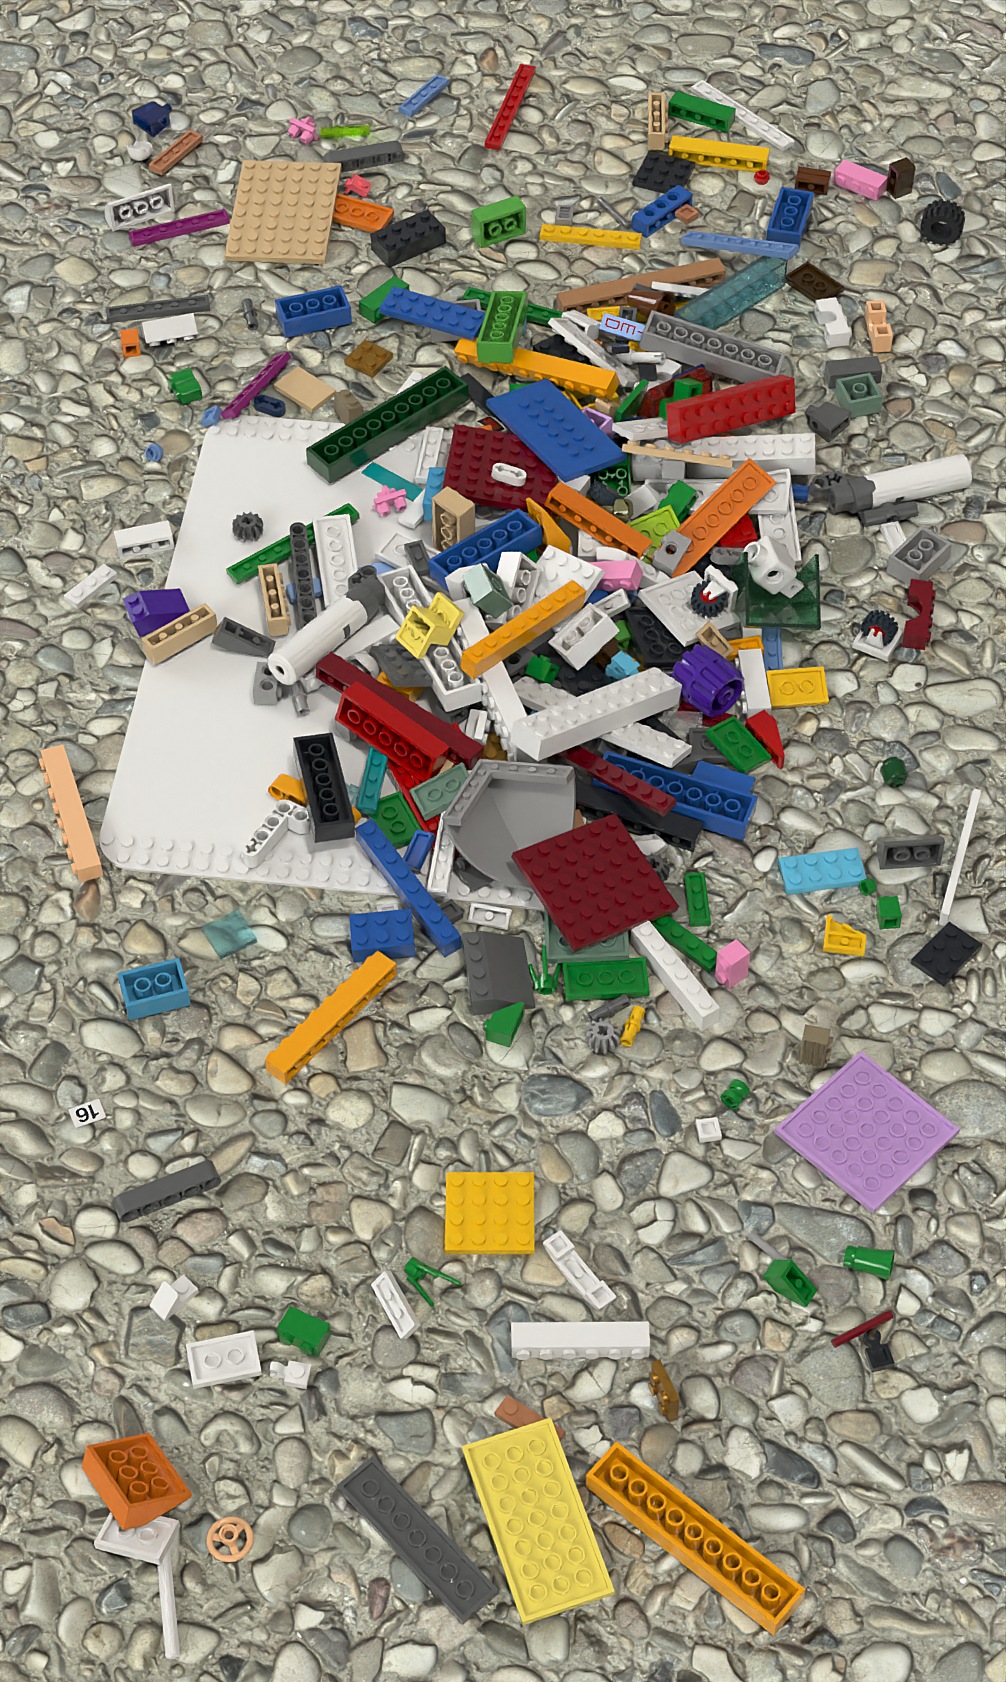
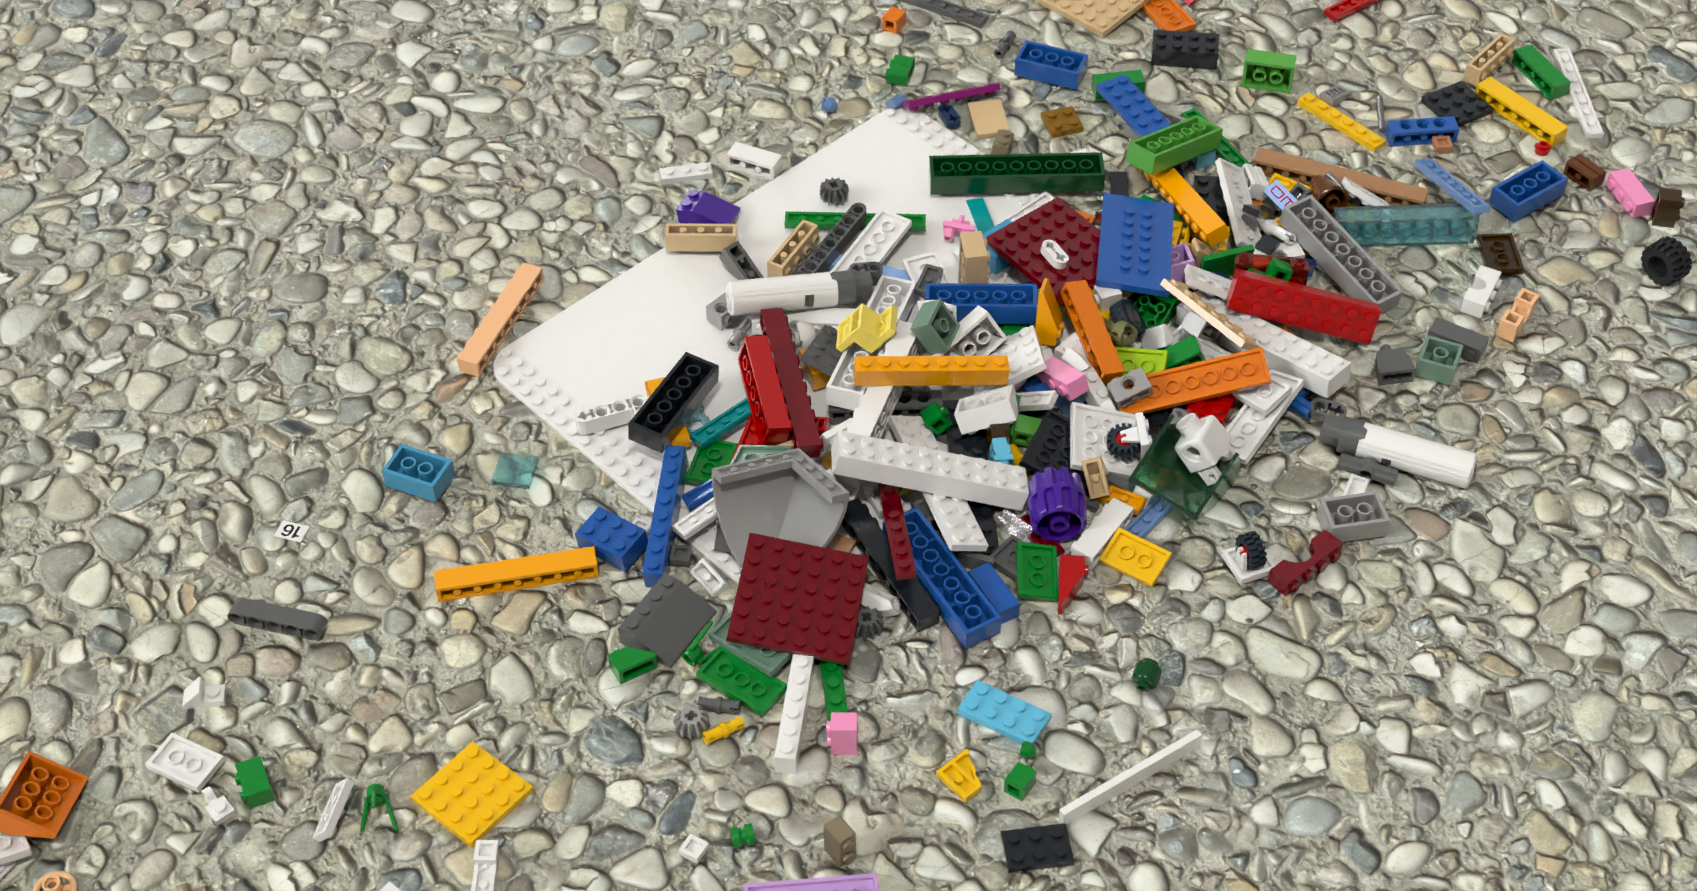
camera: 40 degrees right, 5 degrees down
(169, 329) = (931, 24): white slope -> none
(697, 899) = (879, 669): green tile -> none
(910, 851) = (1089, 744): dark grey slope -> none

